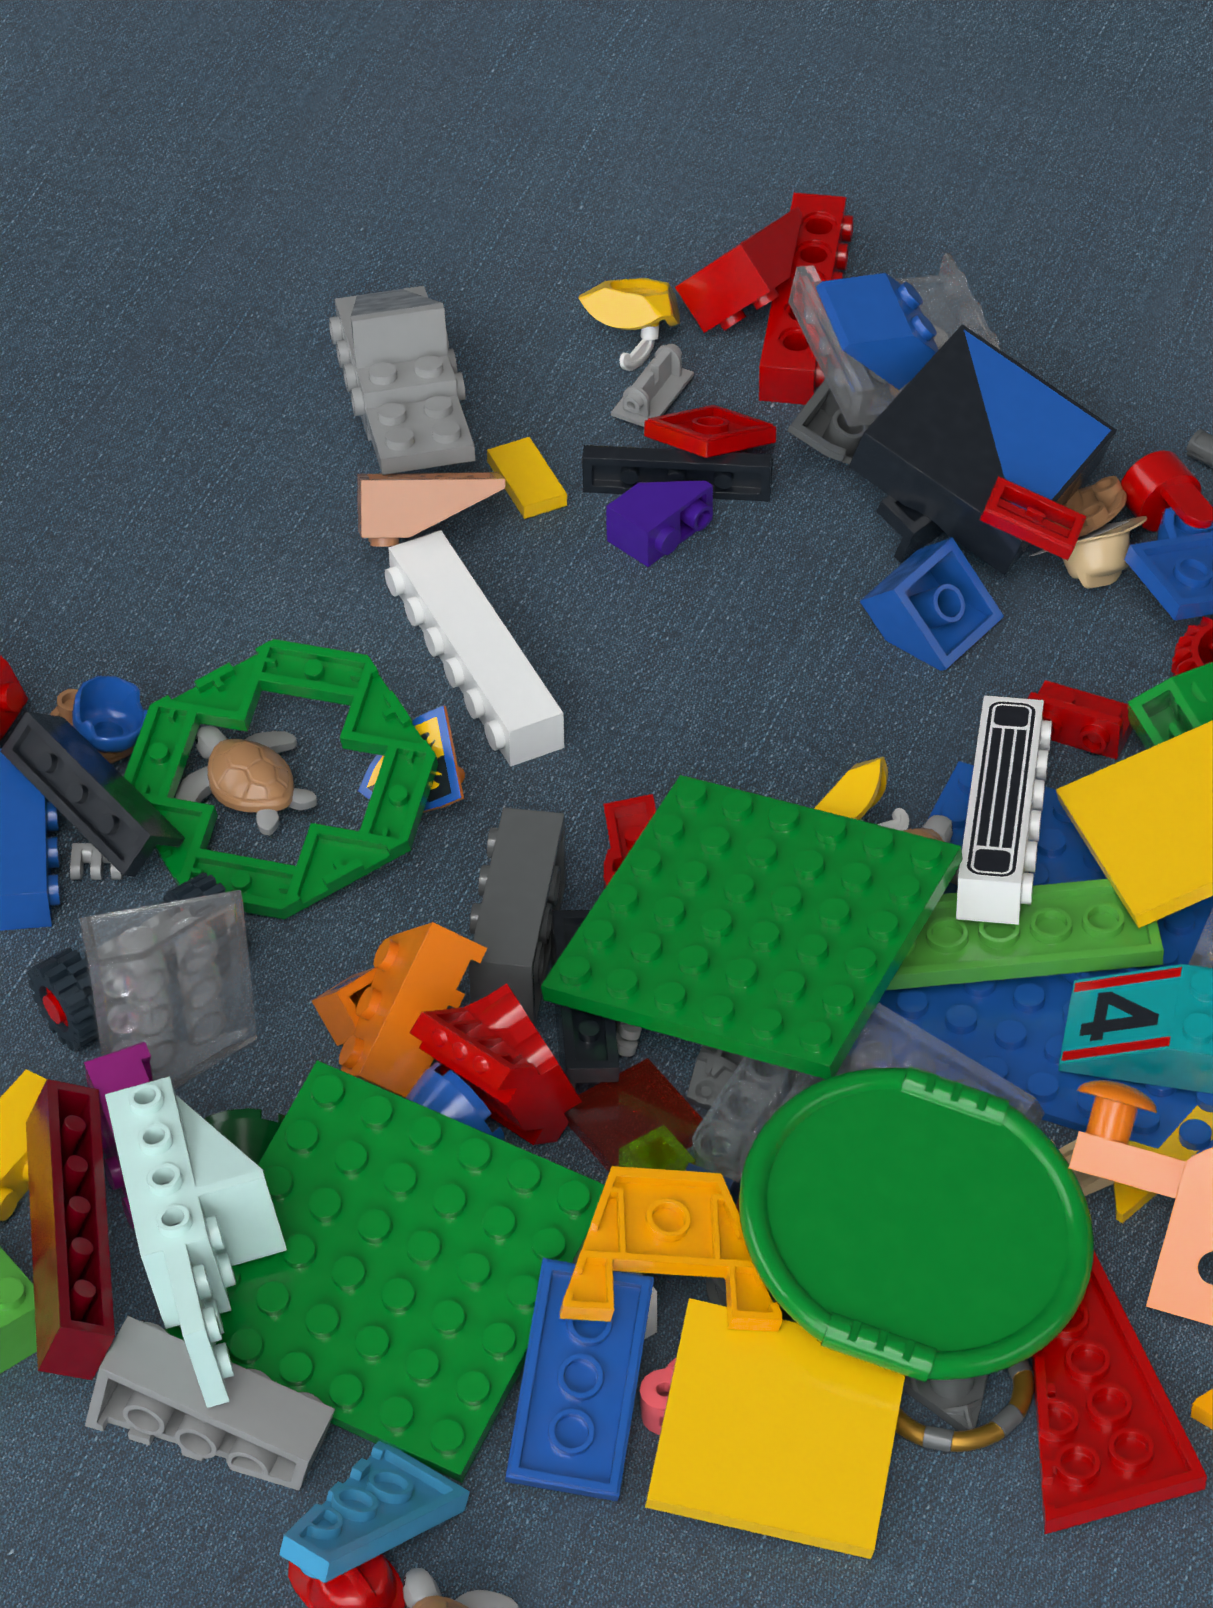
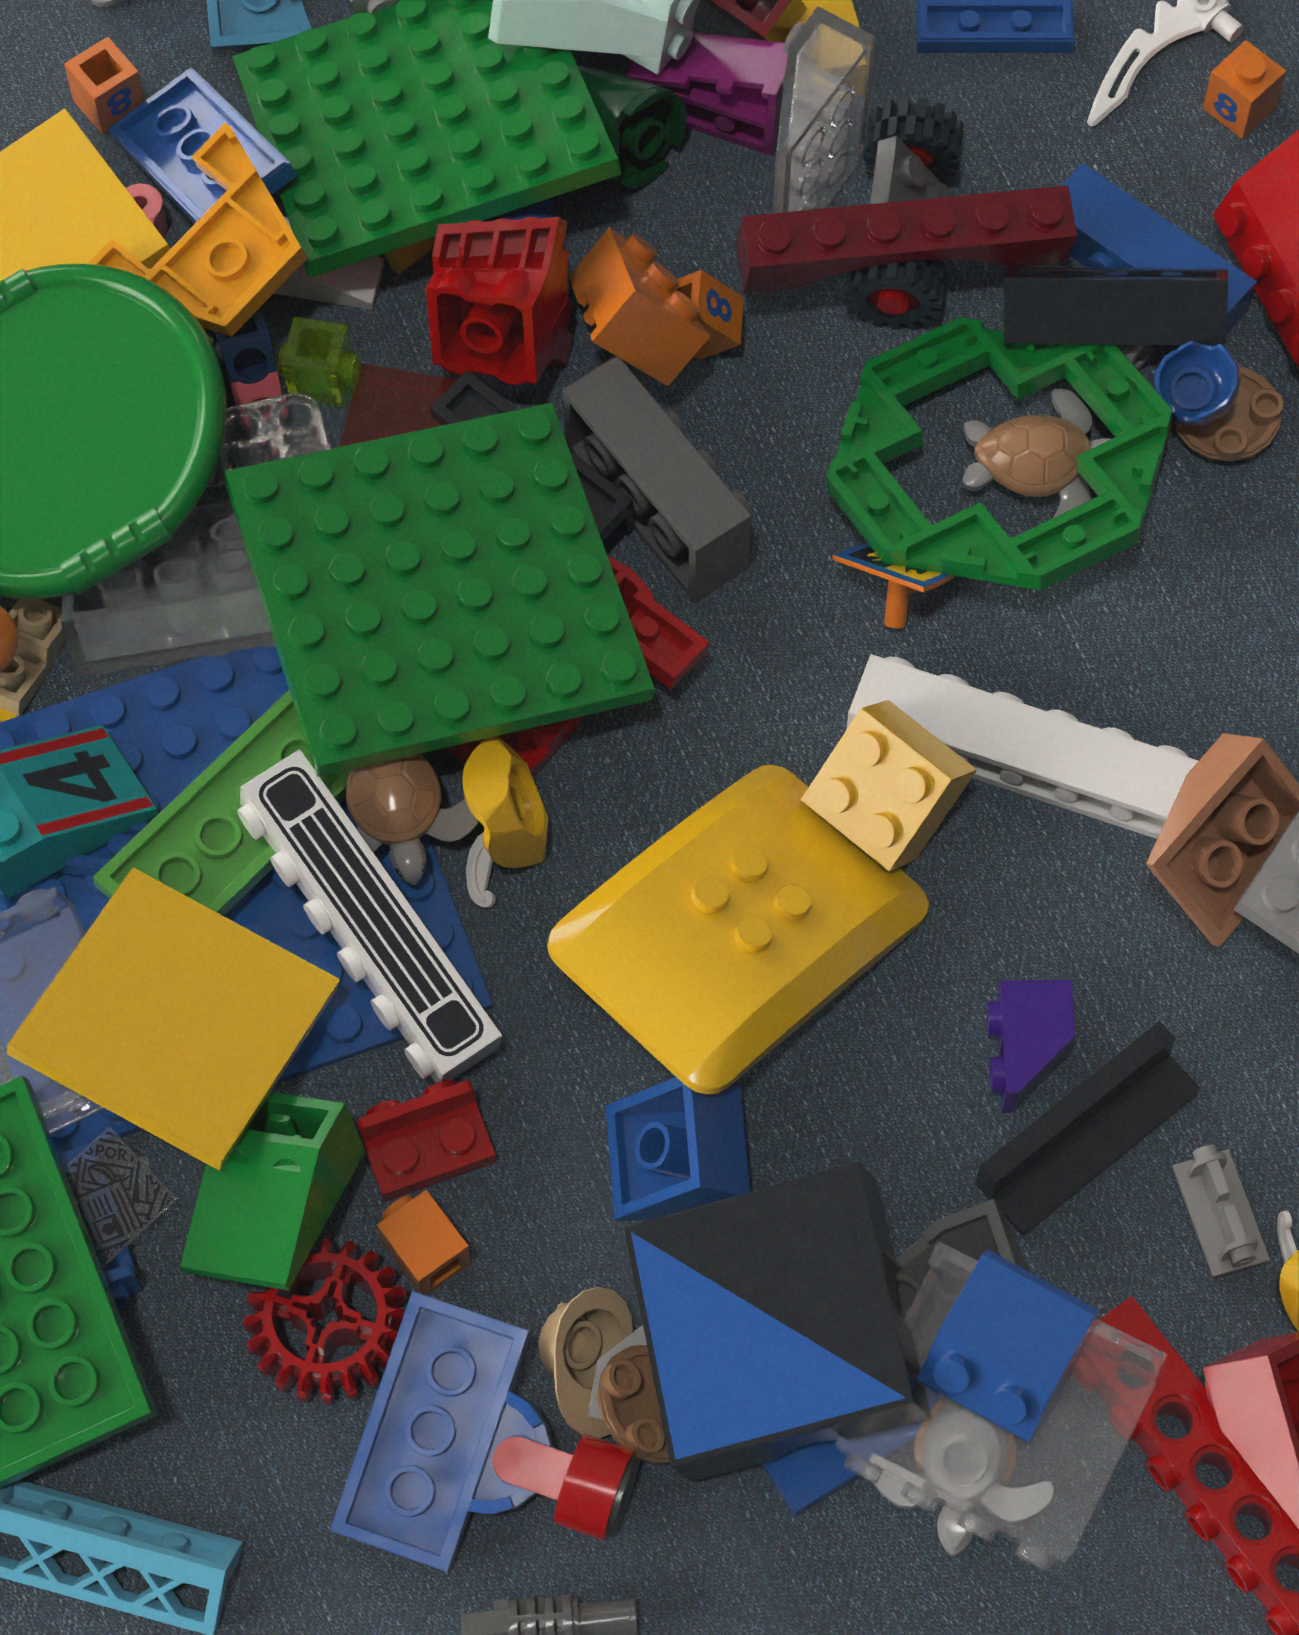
camera: 135 degrees right, 20 degrees up
(104, 860) = (993, 227): none -> dark red arch
(527, 477) = (1212, 999): yellow tile -> none
(589, 657) = (888, 784): none -> yellow brick
(592, 1503) = (104, 84): none -> orange brick
(710, 431) = (1091, 1176): red tile -> none
(767, 661) = (734, 929): none -> yellow wedge
(1030, 523) = (646, 1272): red tile -> none
(1137, 660) = (423, 1242): none -> orange brick

